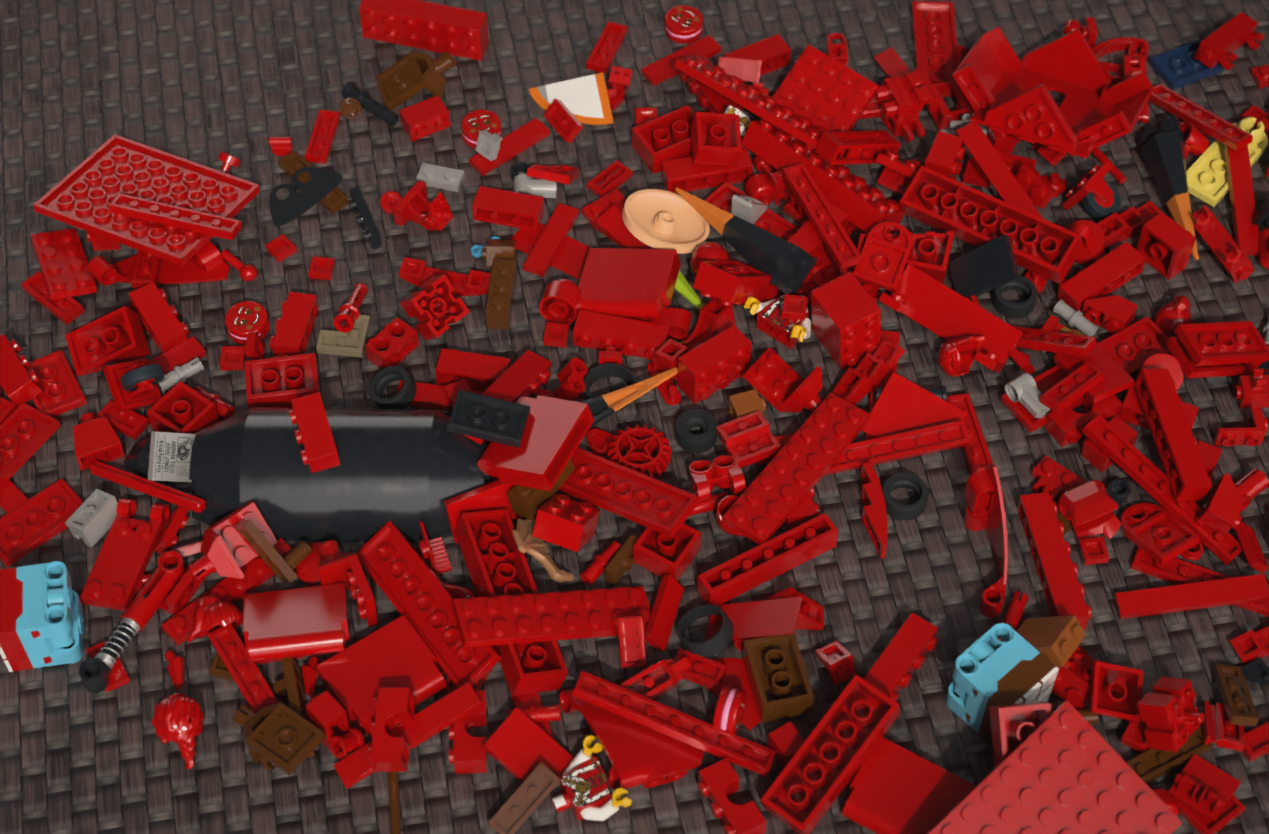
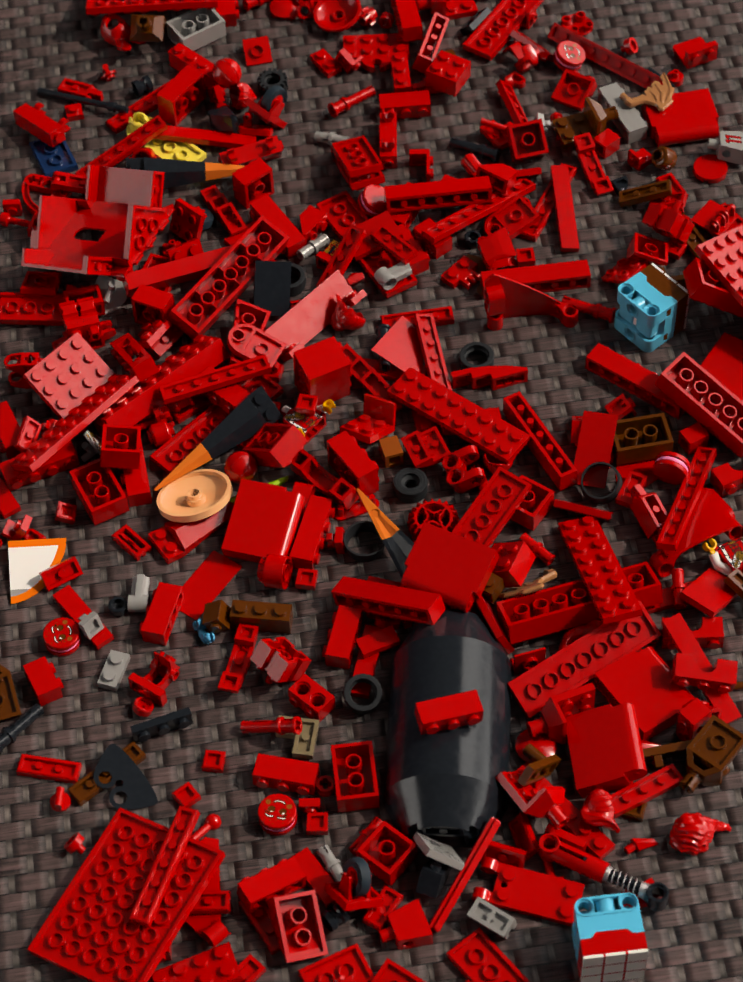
camera: 85 degrees left, 0 degrees up
(350, 108) = (20, 743): reddish brown plate -> none
(488, 418) = (435, 590): black tile -> none
(551, 240) = (198, 583): red tile -> none
(555, 173) = (129, 575): red tile -> none
(571, 380) = (361, 565): red axle -> none
(621, 562) = (537, 533): reddish brown plate -> none
(632, 641) = (613, 525): red plate -> none
(747, 208) = (189, 436): light grey slope -> none
(891, 63) = (37, 334): red tile -> none
(1053, 636) = (608, 277): dark orange brick -> none
(1092, 239) = (237, 227): red tile -> none
(1173, 314) = (316, 188): red hair -> none

